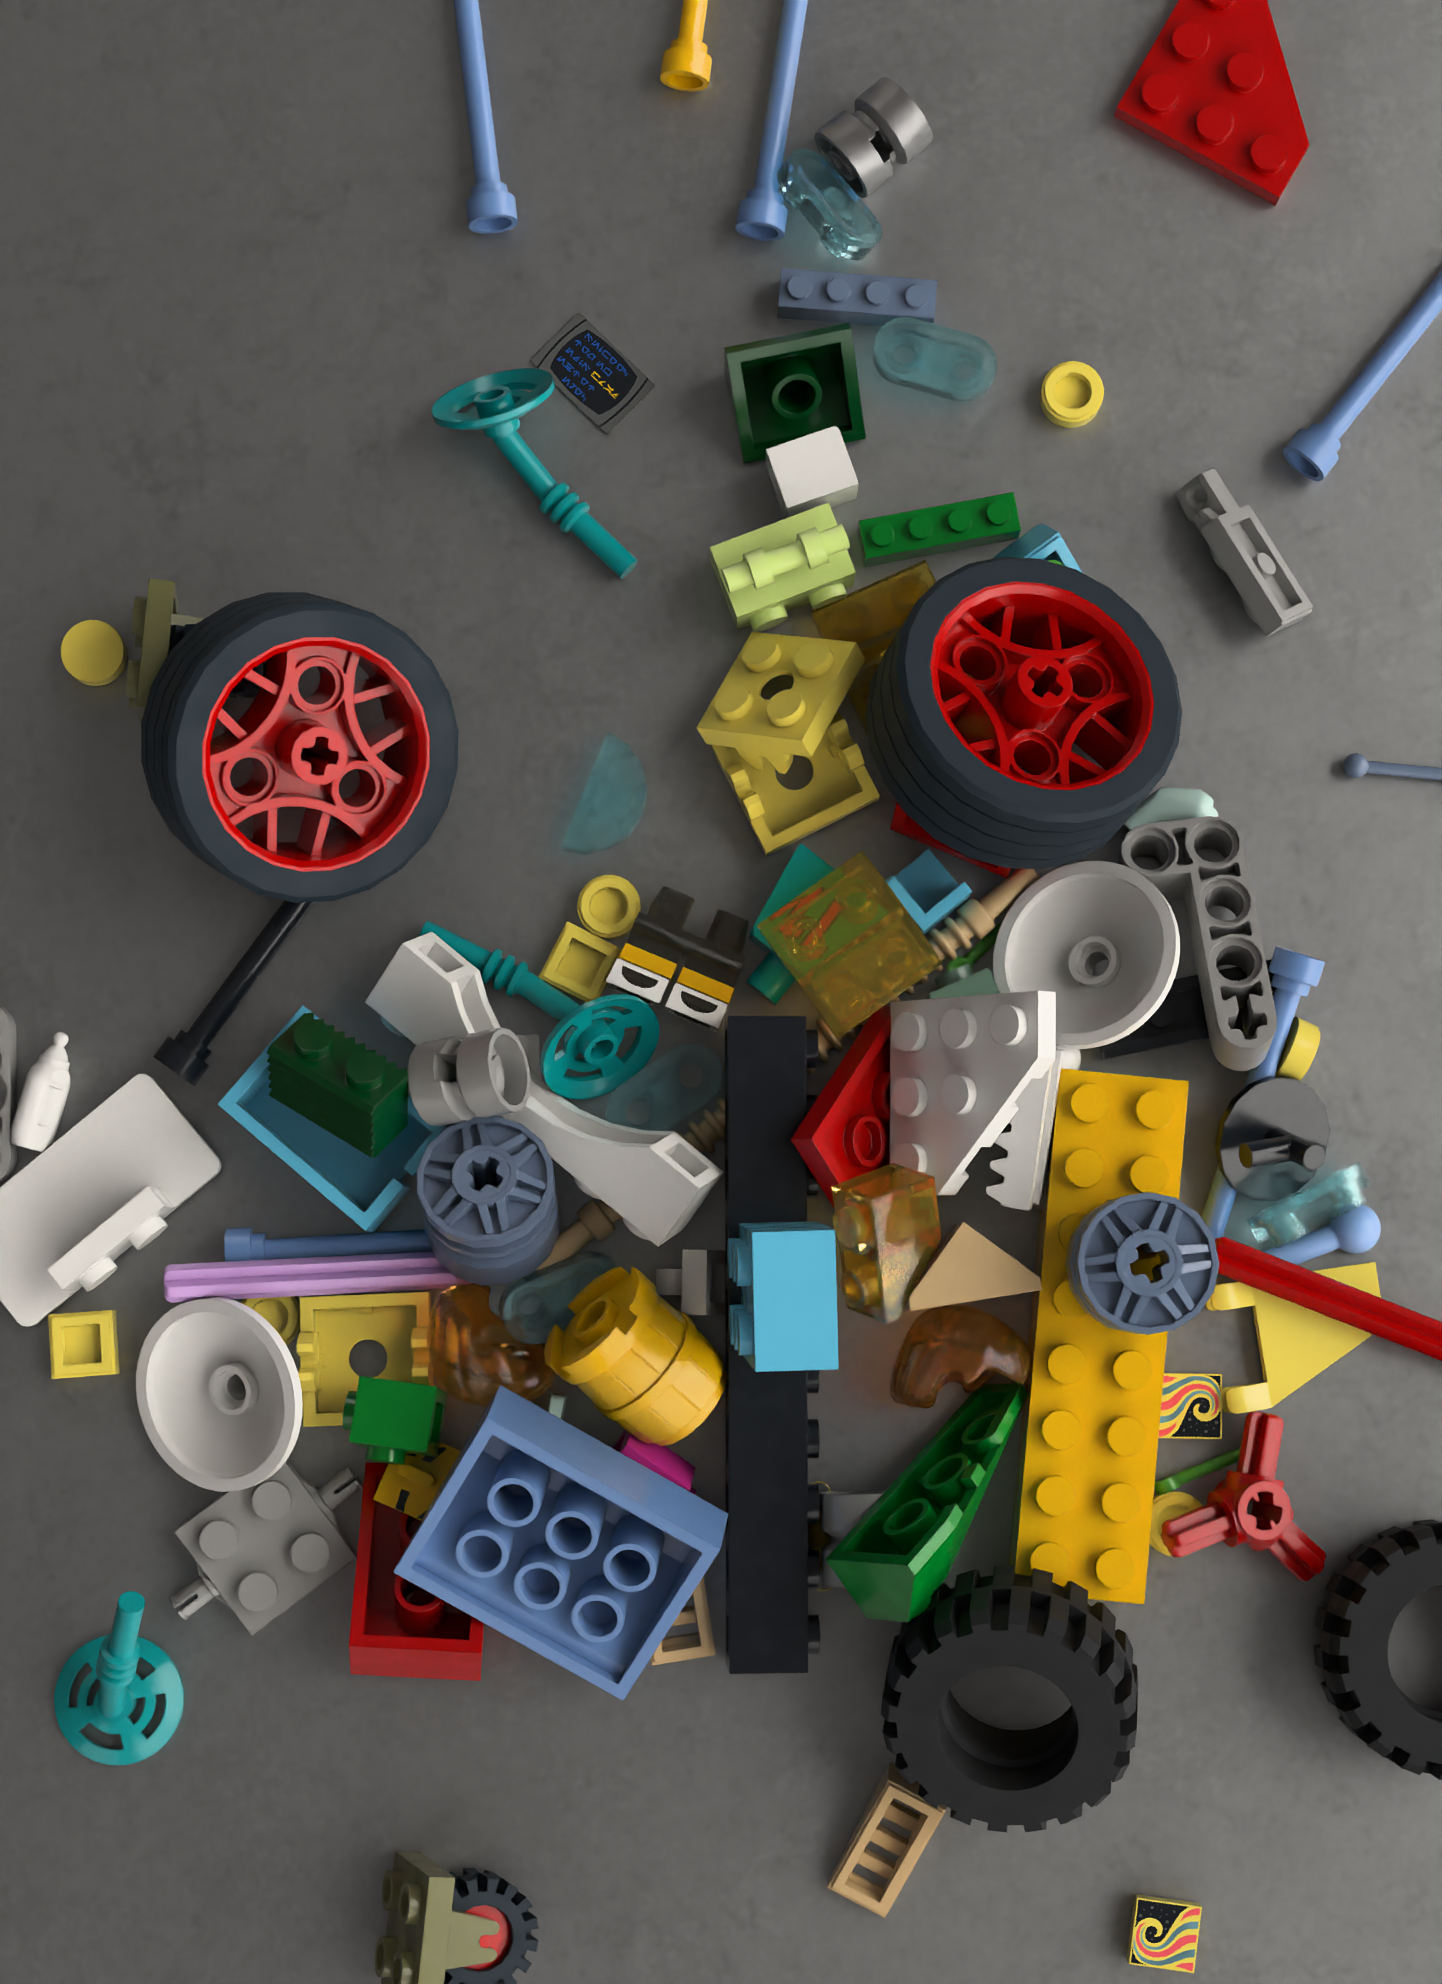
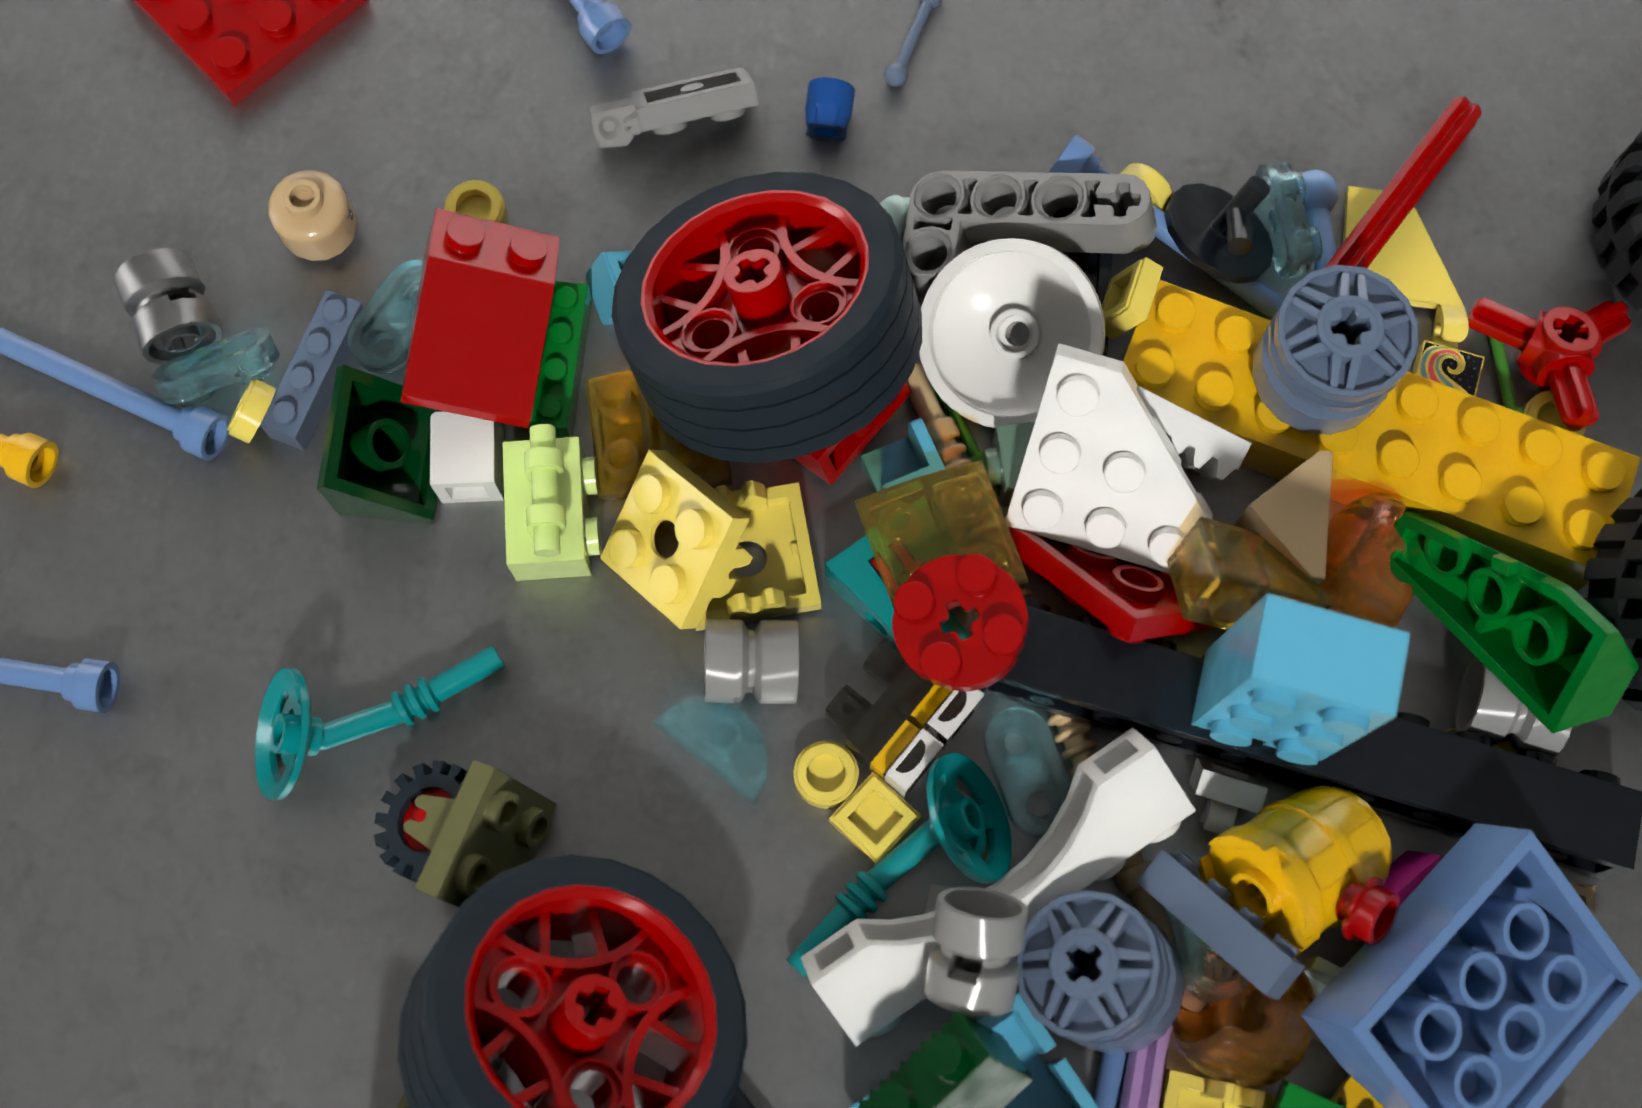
camera: 75 degrees left, 10 degrees down
(452, 591) = (460, 827): none -> olive plate
(562, 1295) = (1220, 924): none -> sand blue piece
(593, 373) = (292, 636): sticker -> none
(607, 1421) = (1367, 911): none -> red plate
(688, 802) = (751, 661): none -> light grey wheel
(761, 1017) = (997, 634): none -> red plate
(794, 254) = (251, 410): none -> light yellow tile
(942, 440) = (480, 318): none -> red slope
(1009, 239) = (312, 215): none -> tan head
(1161, 1061) = (1130, 297): none -> light yellow tile
(1290, 708) = (828, 108): none -> blue hose

